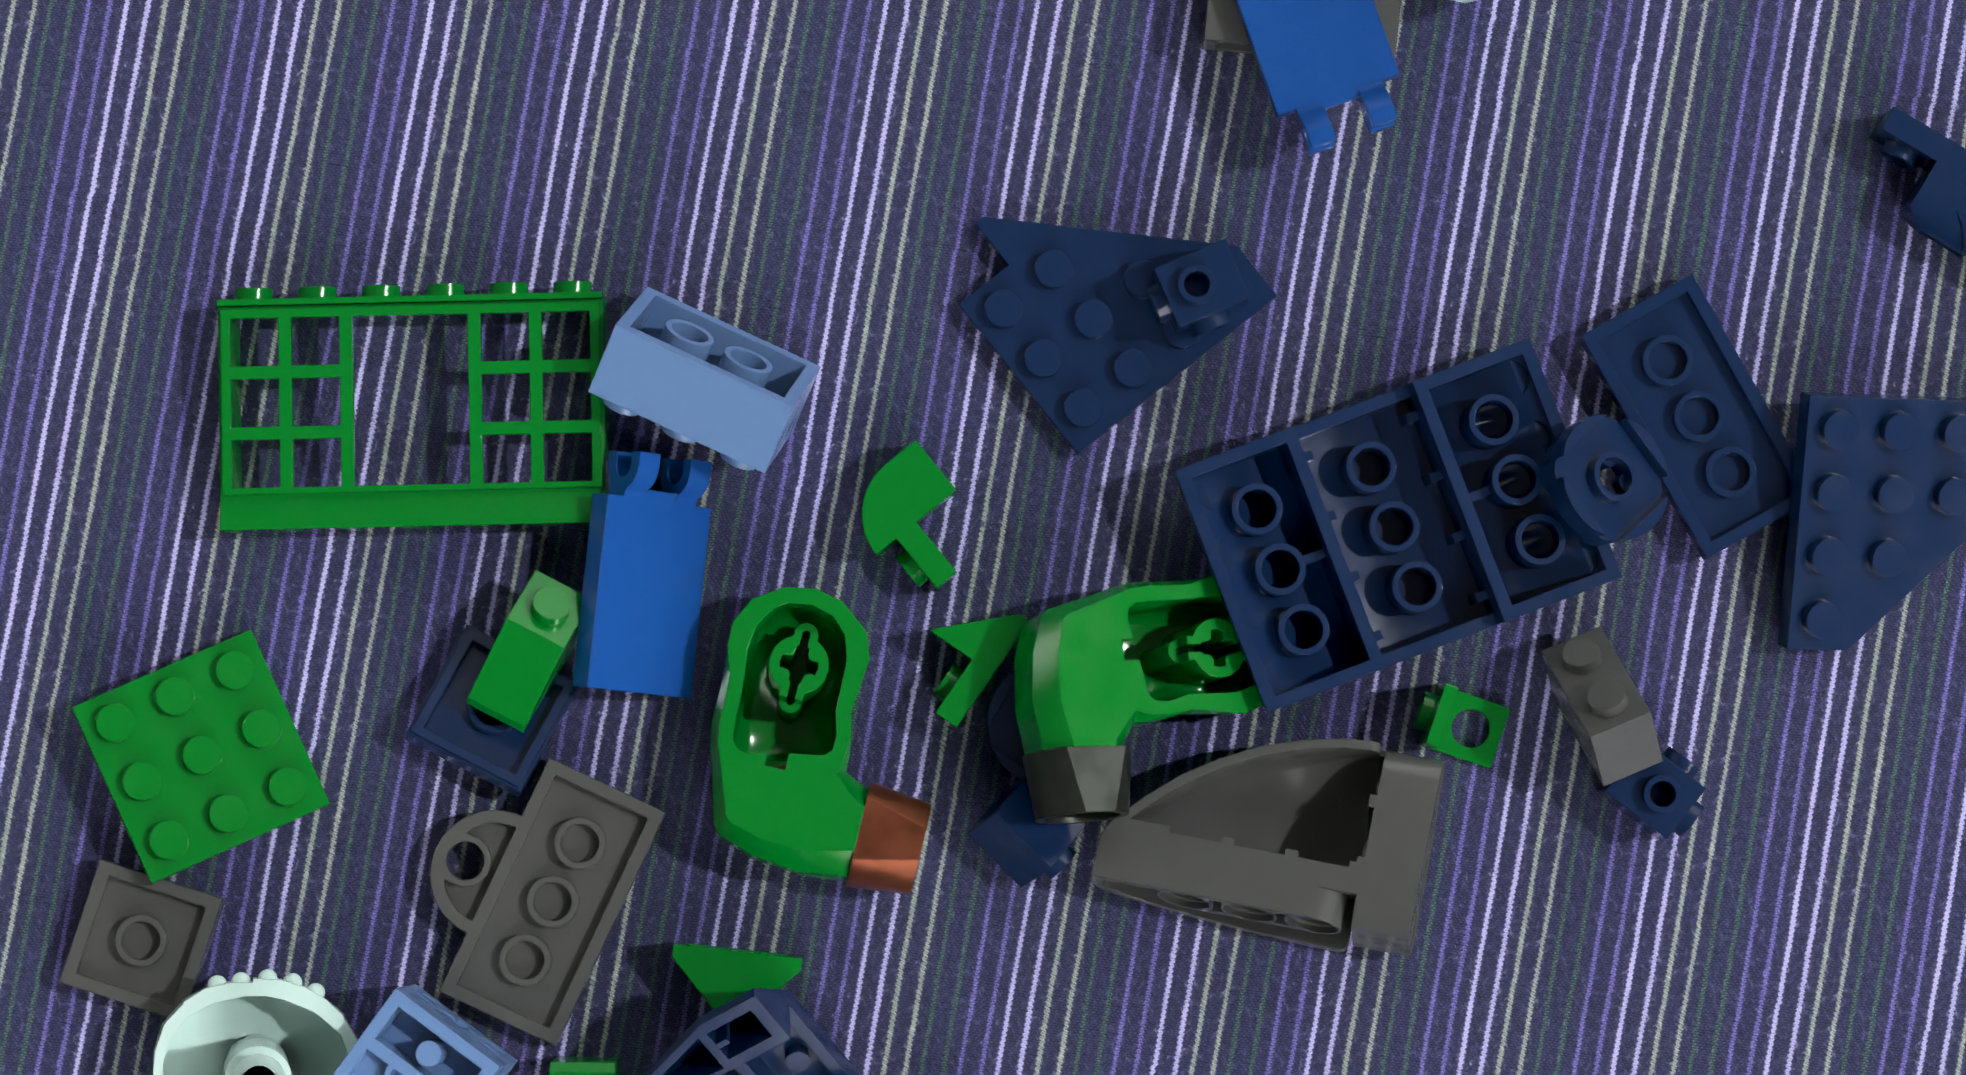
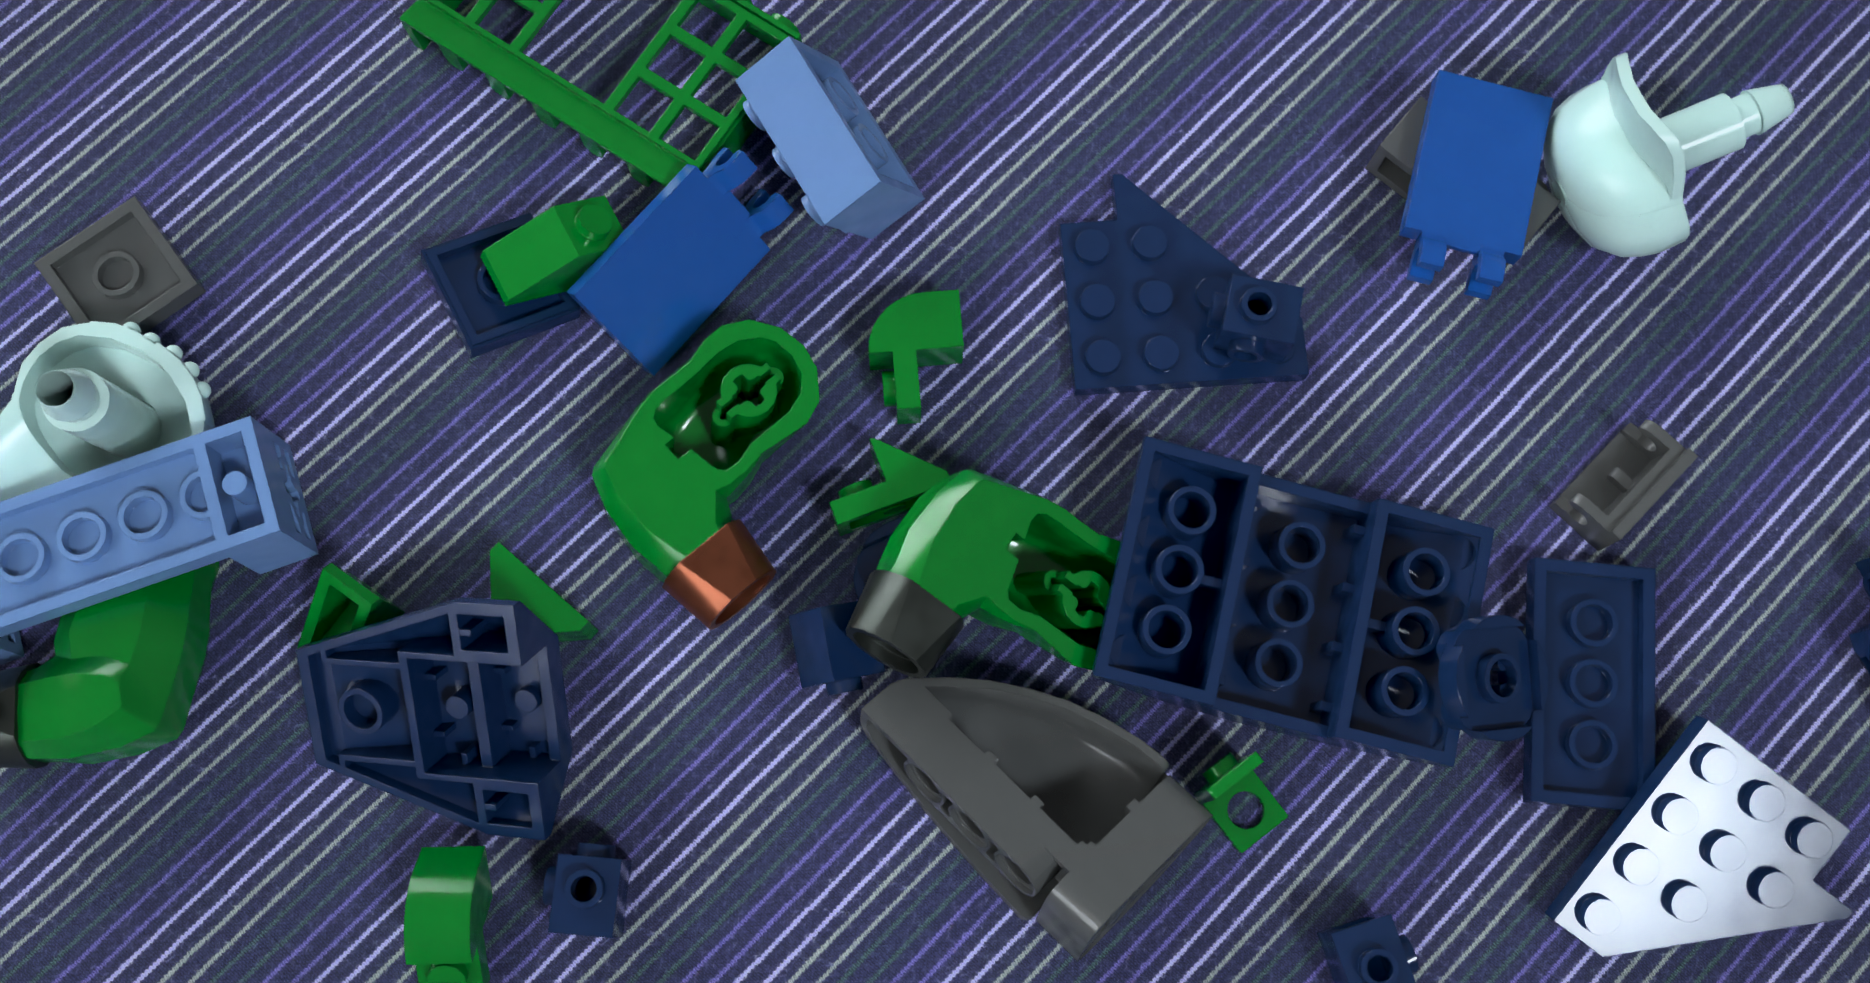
camera: 35 degrees right, 10 degrees down
(200, 756) = (263, 174): green plate -> none
(542, 896) = (432, 446): dark grey plate -> none
(1602, 706) = (1374, 861): dark grey brick -> none
(1617, 210) = (1622, 483): none -> dark grey hinge

